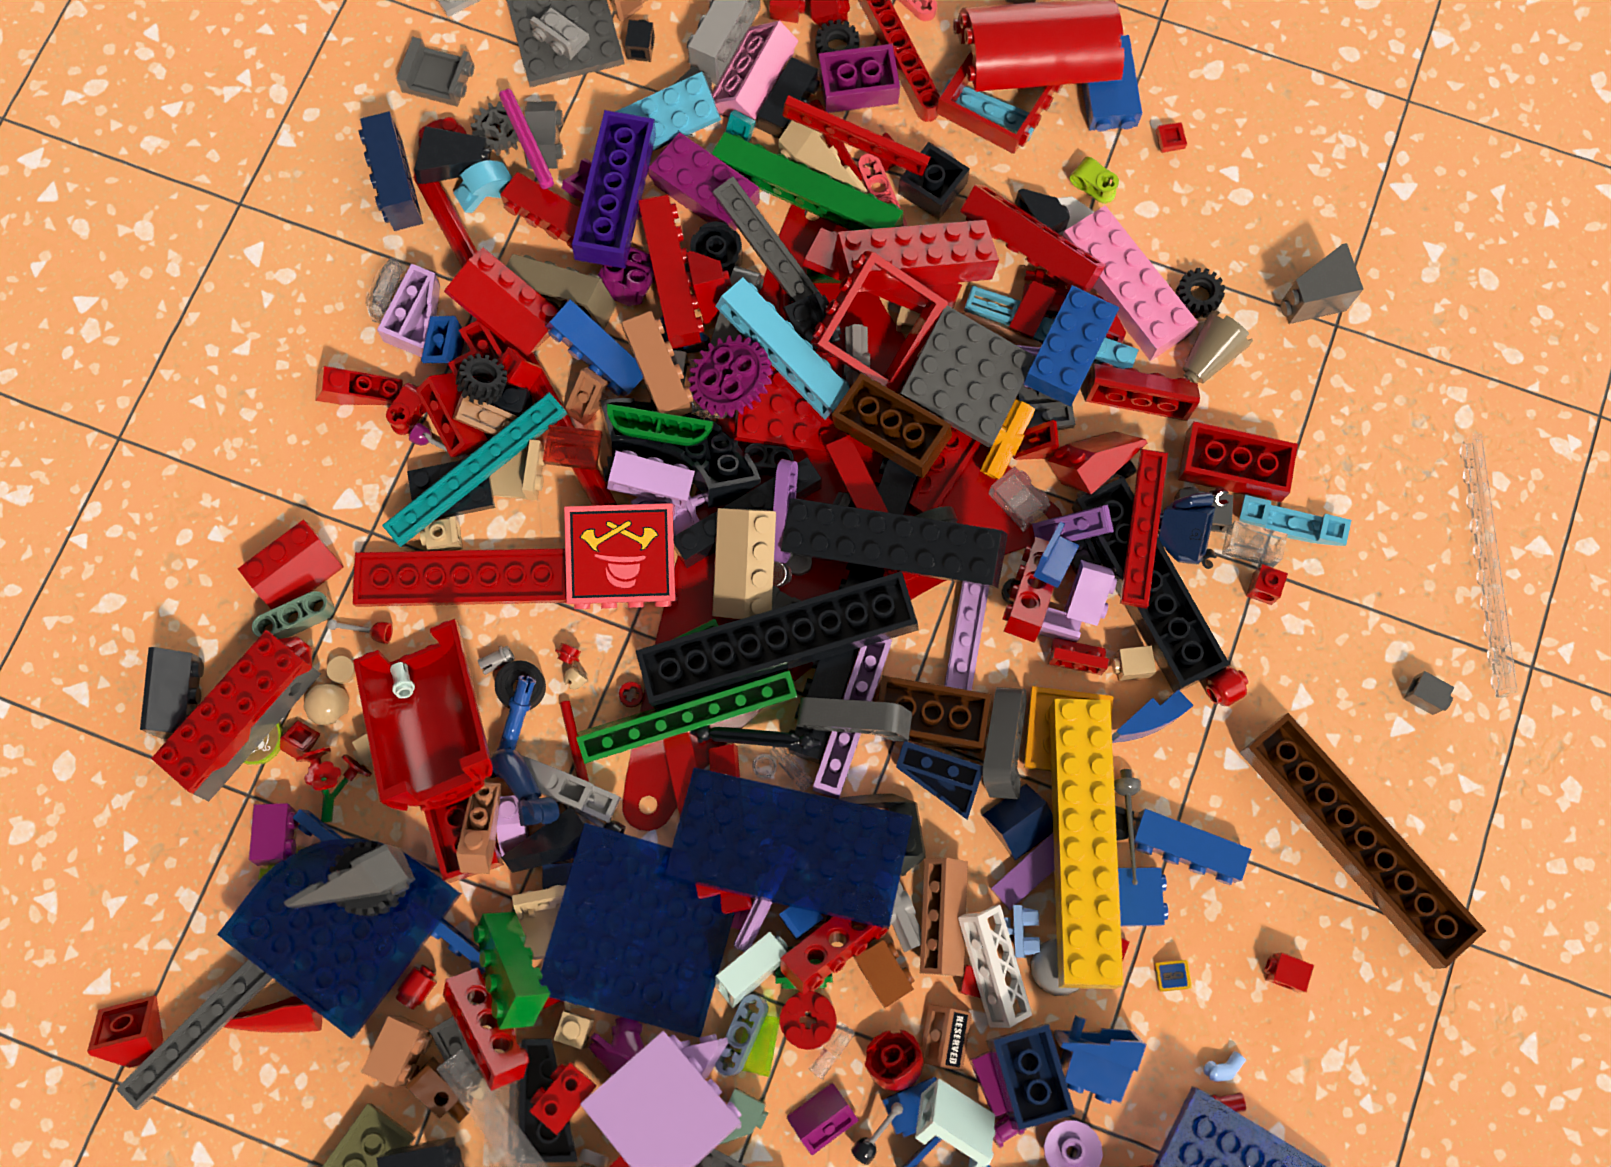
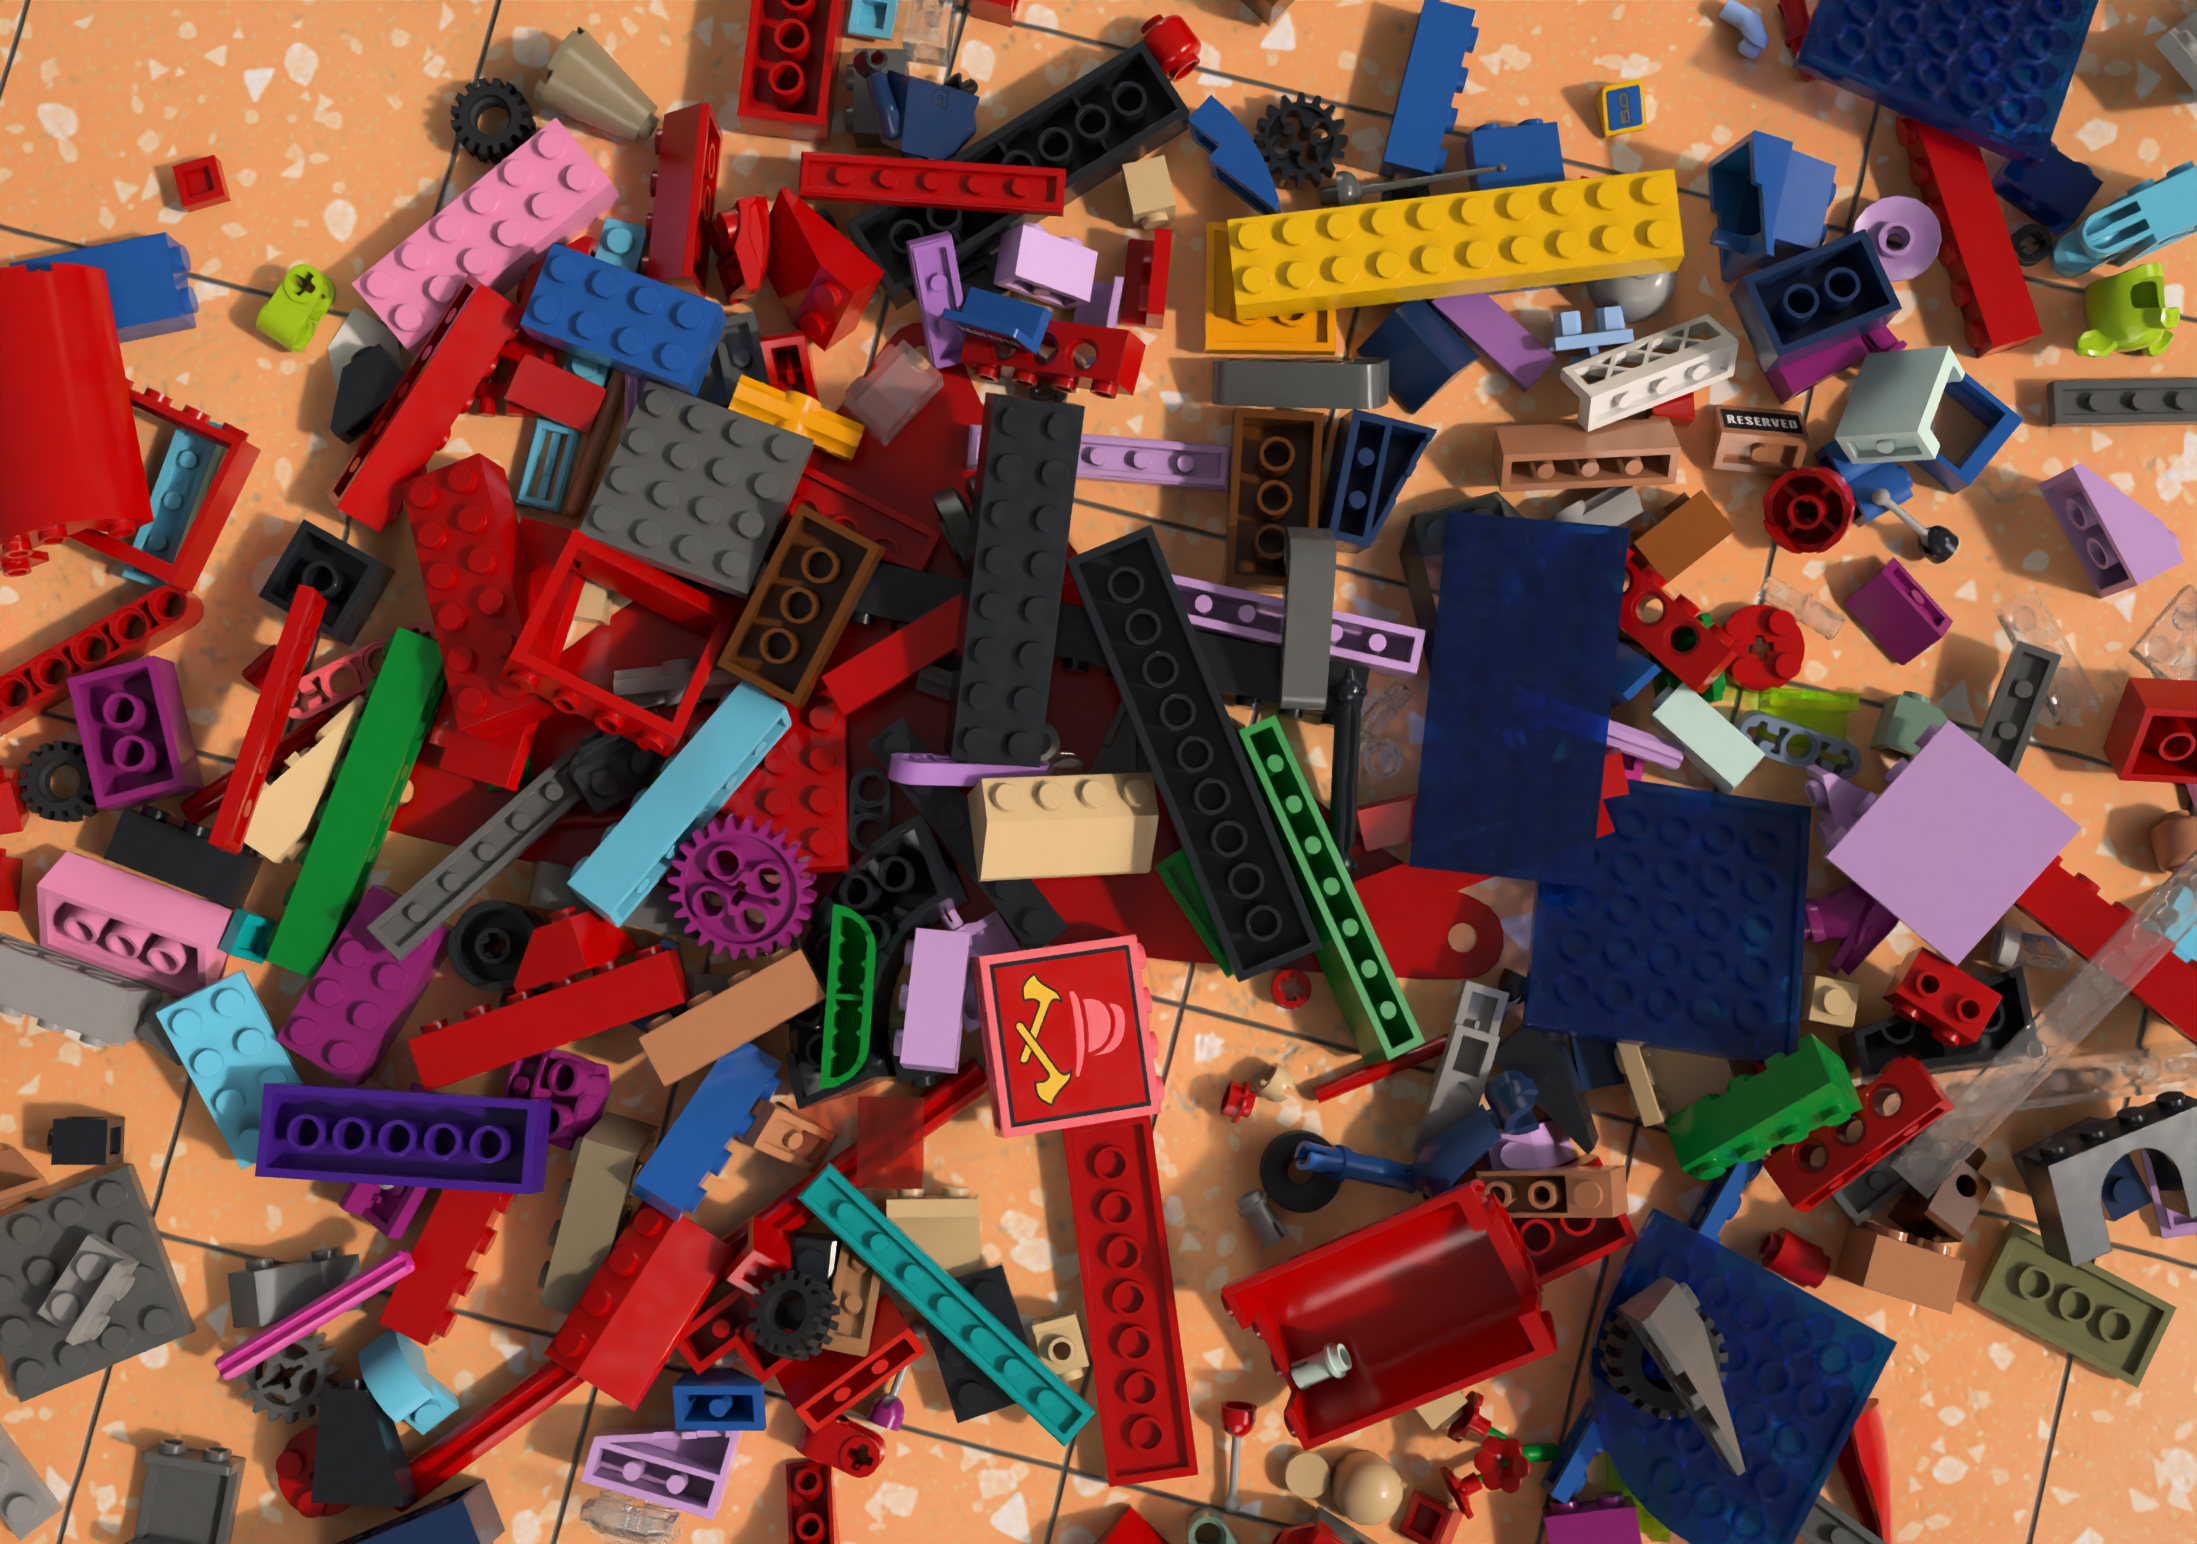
camera: 100 degrees left, 10 degrees up
(1115, 419) = (743, 246): none -> red slope
(1155, 775) = (1322, 150): none -> black gear

